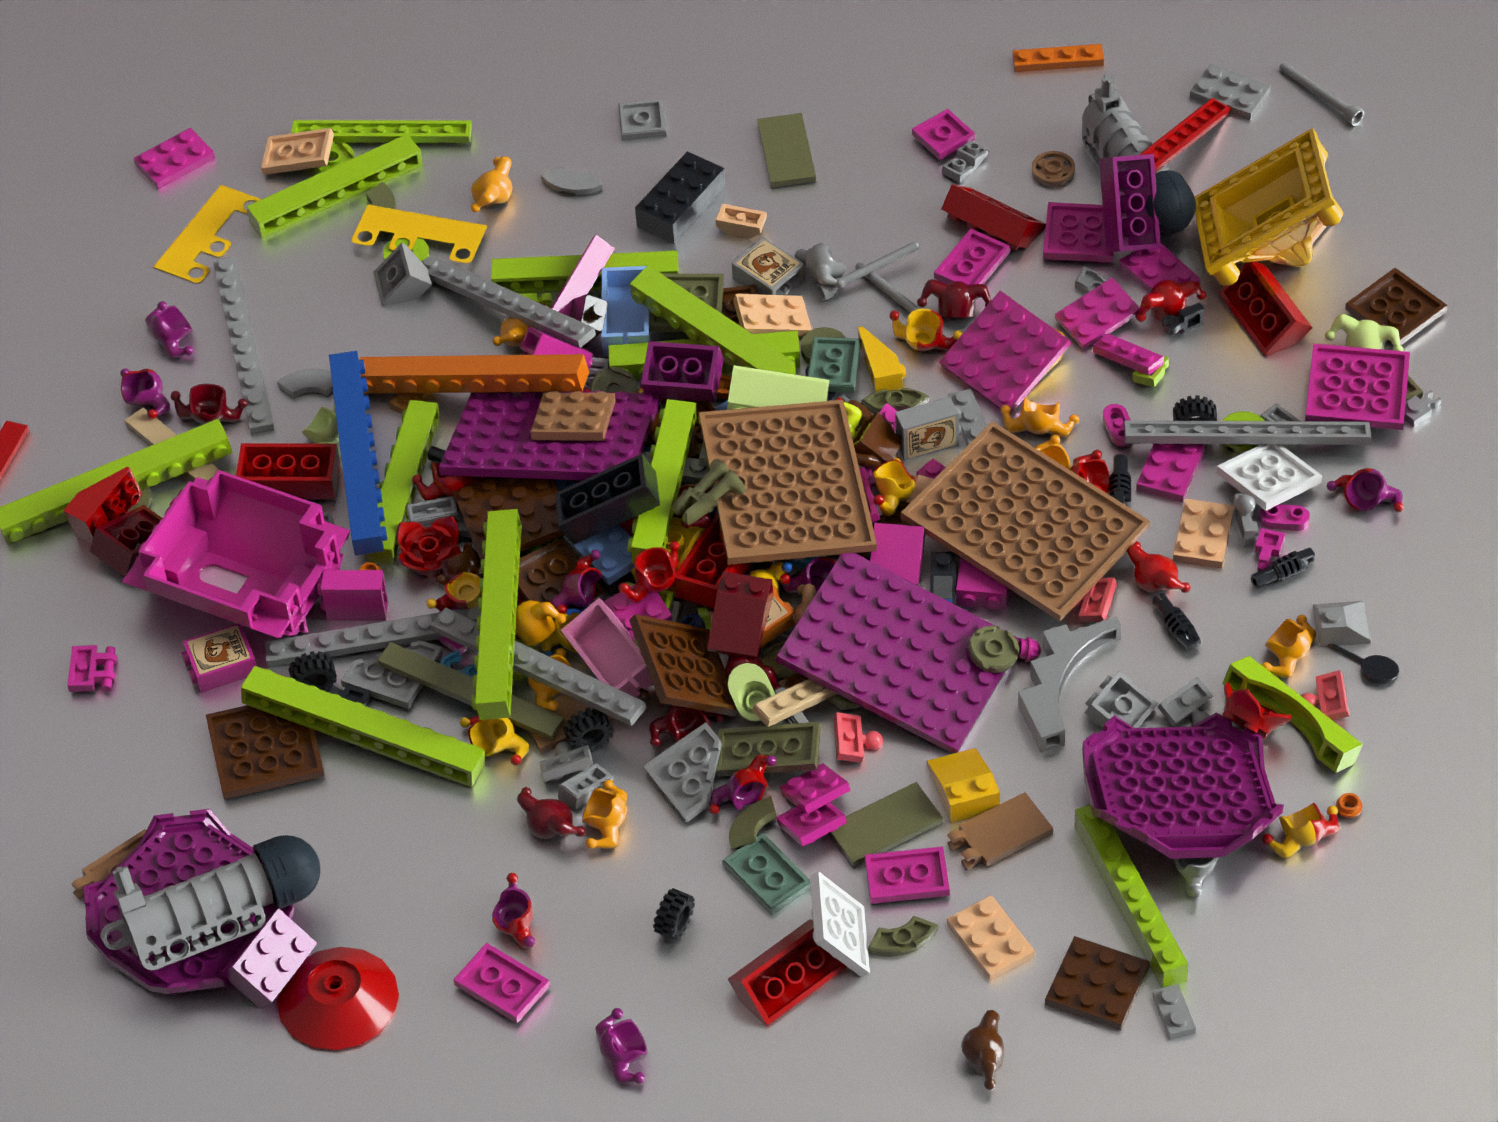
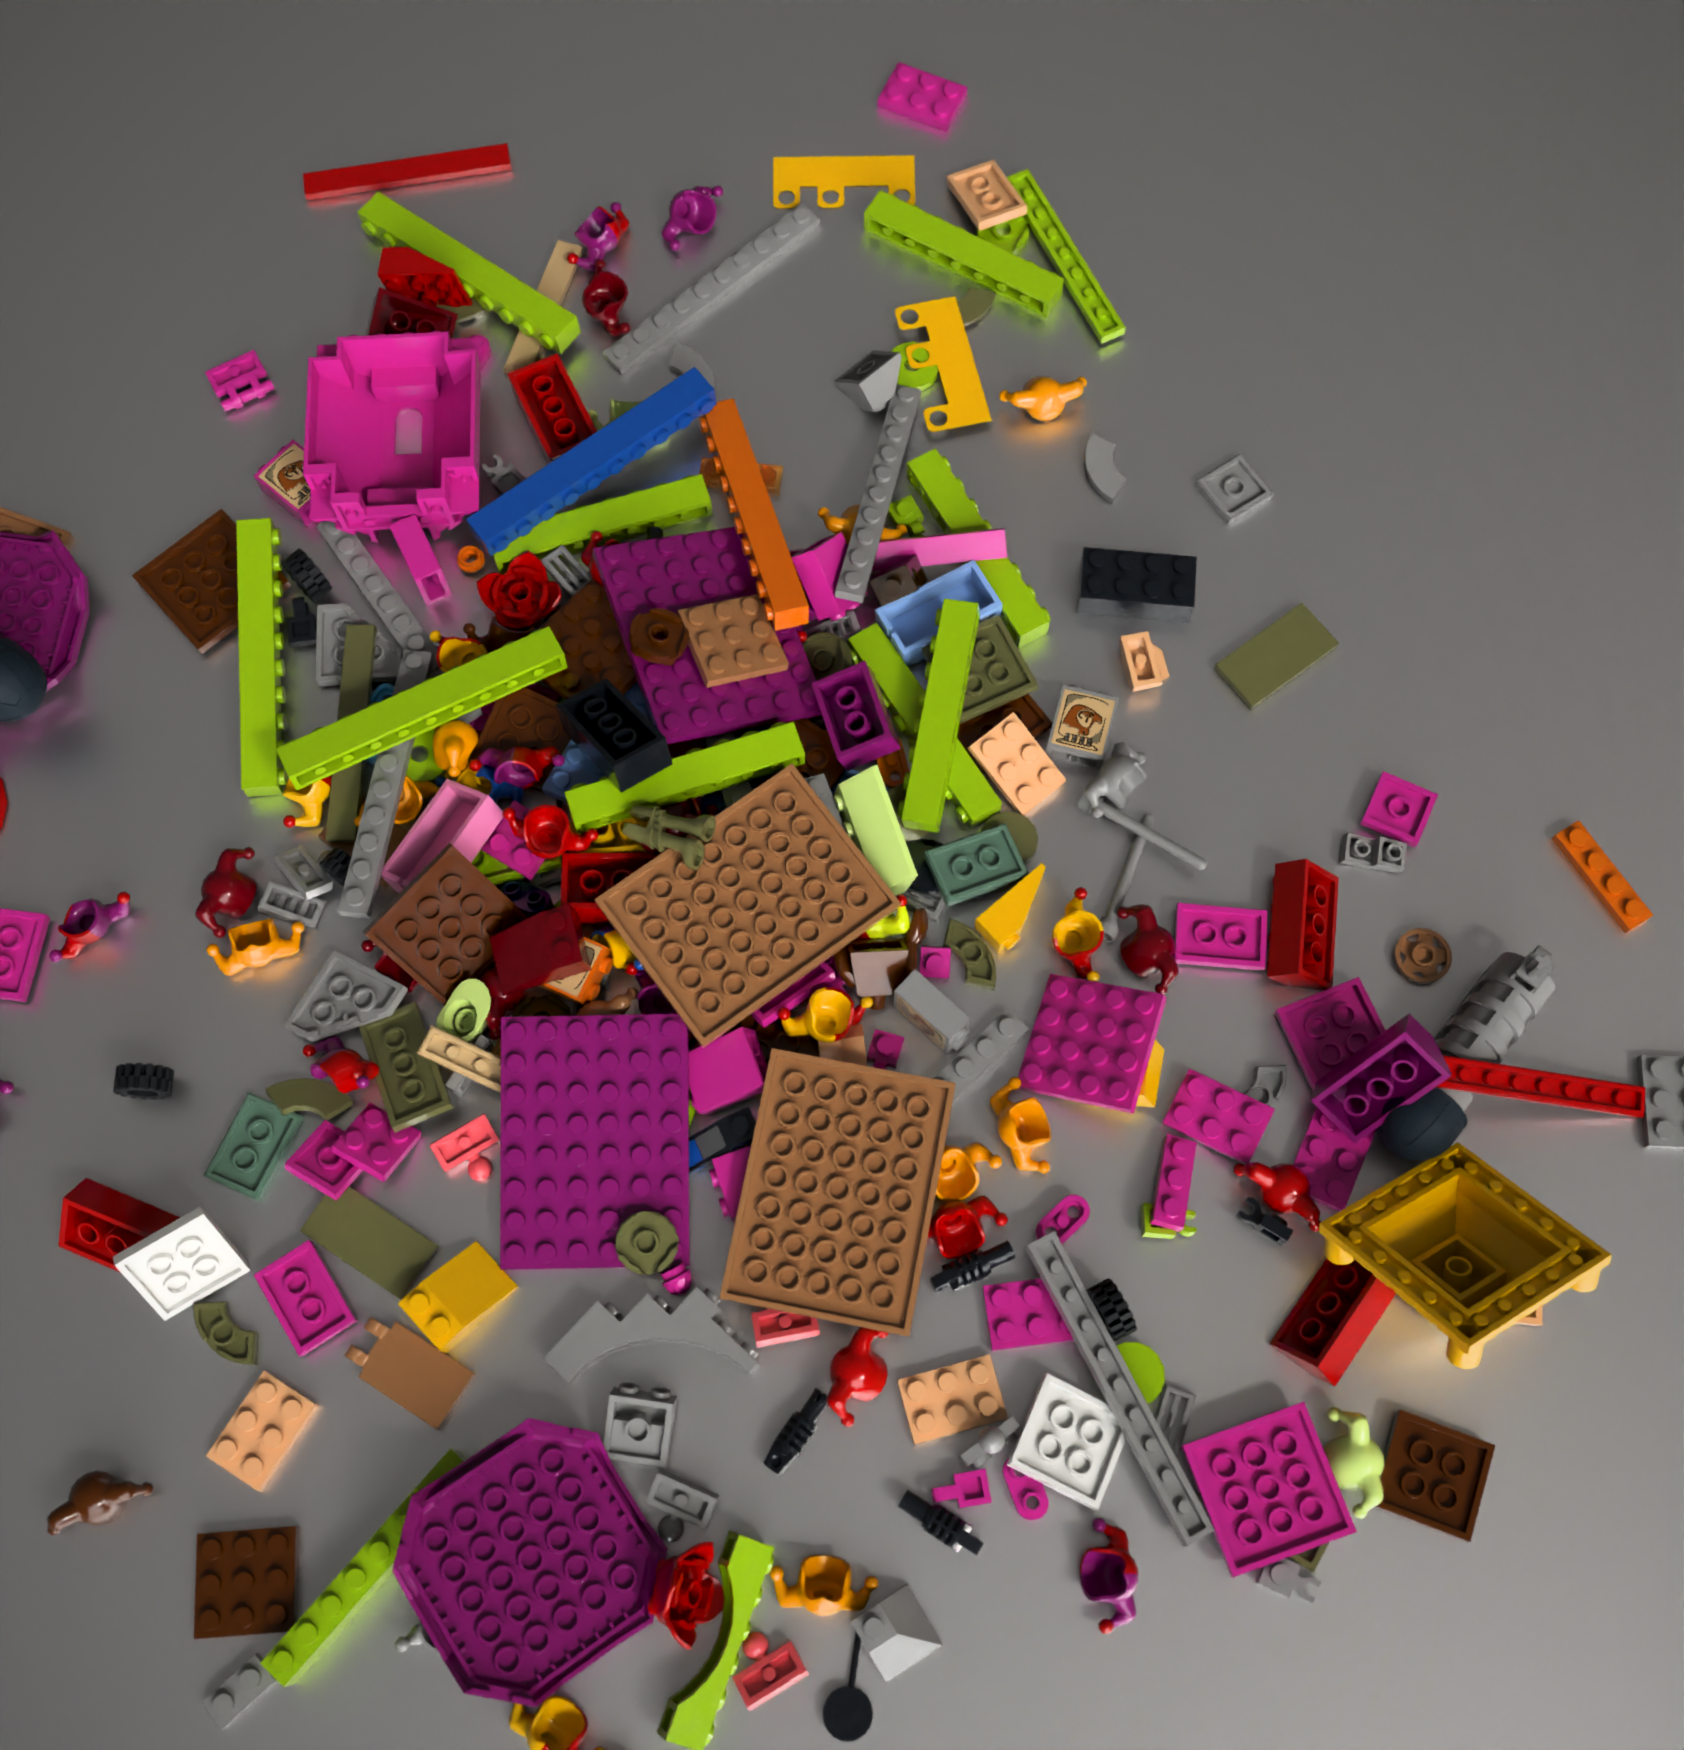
camera: 60 degrees right, 20 degrees up
(547, 447) = (655, 650): none -> reddish brown plate

